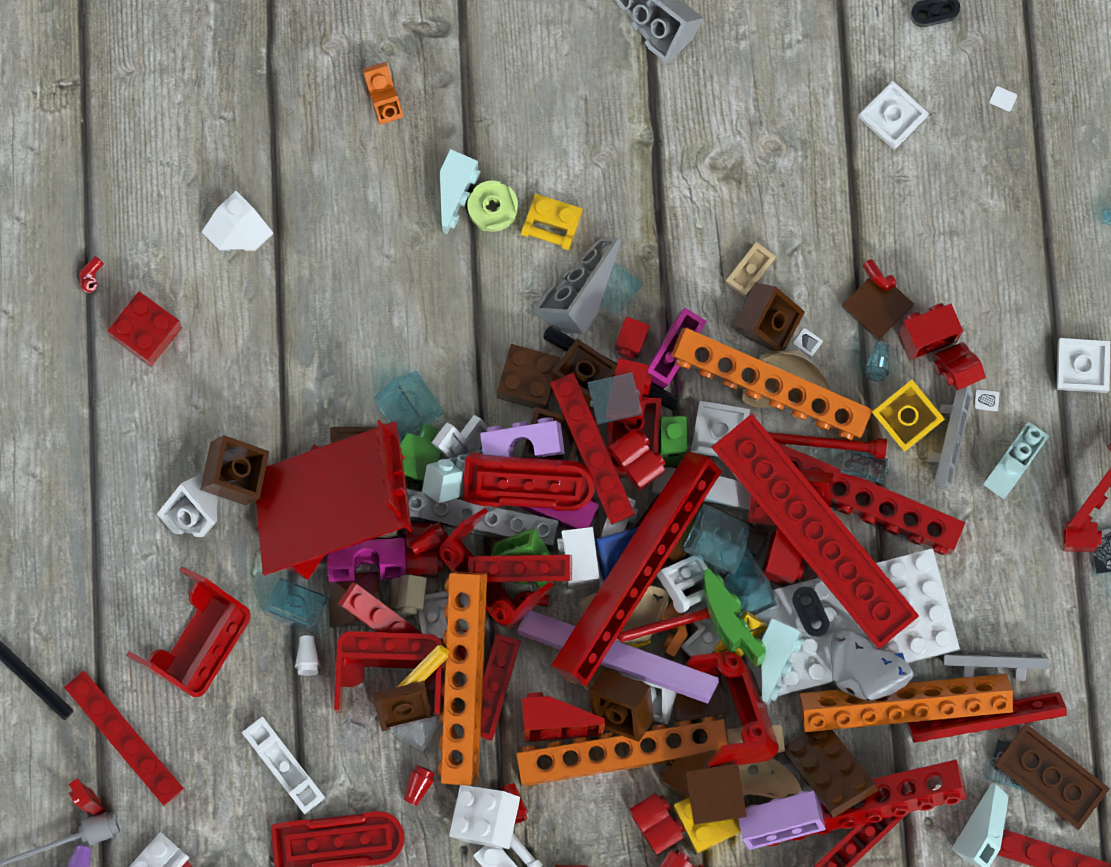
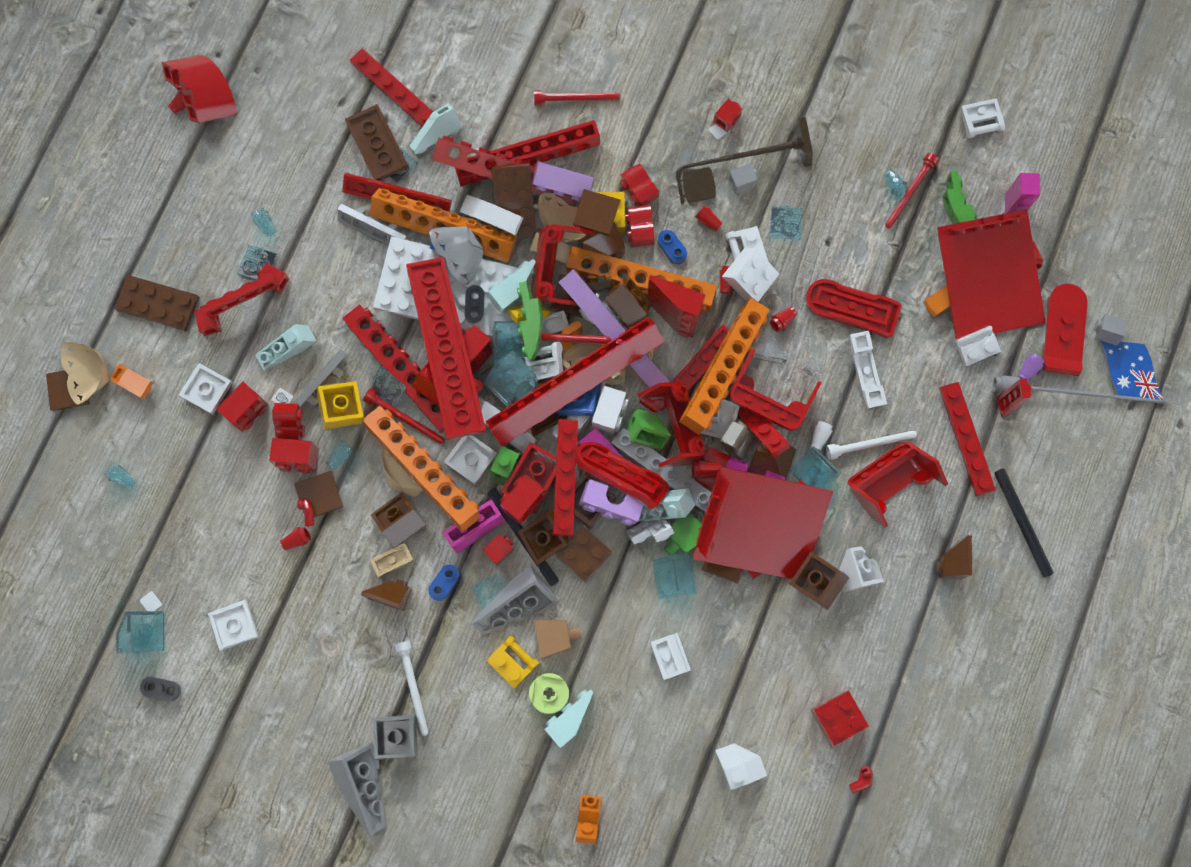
camera: 150 degrees left, 0 degrees up
(80, 572) = (957, 560): none -> reddish brown slope
(280, 645) = (834, 451): none -> white piece
(372, 310) = (670, 656): none -> white plate
(402, 705) = (772, 369): reddish brown tile -> none
(427, 666) = (758, 379): yellow axle -> none
(517, 270) = (554, 636): none -> medium nougat torso
(523, 568) = (653, 416): red plate -> none
(602, 818) = (671, 246): none -> blue plate
(614, 398) = (535, 491): clear light blue piece -> none
(637, 459) = (538, 454): red brick -> none
(642, 78) = (395, 737): none -> dark grey brick
(673, 708) = (600, 283): none -> dark brown plate
(678, 273) = (444, 582): none -> blue plate
(684, 178) = (404, 649): none -> white piece
(731, 225) = (390, 594): none -> reddish brown slope
(808, 342) = (379, 493): white sticker -> none
(853, 738) = (491, 214): none -> white slope
(874, 243) = (296, 538): none -> red cone
(991, 57) = (140, 632): none -> clear light blue slope
(1023, 359) = (242, 407): none -> red brick

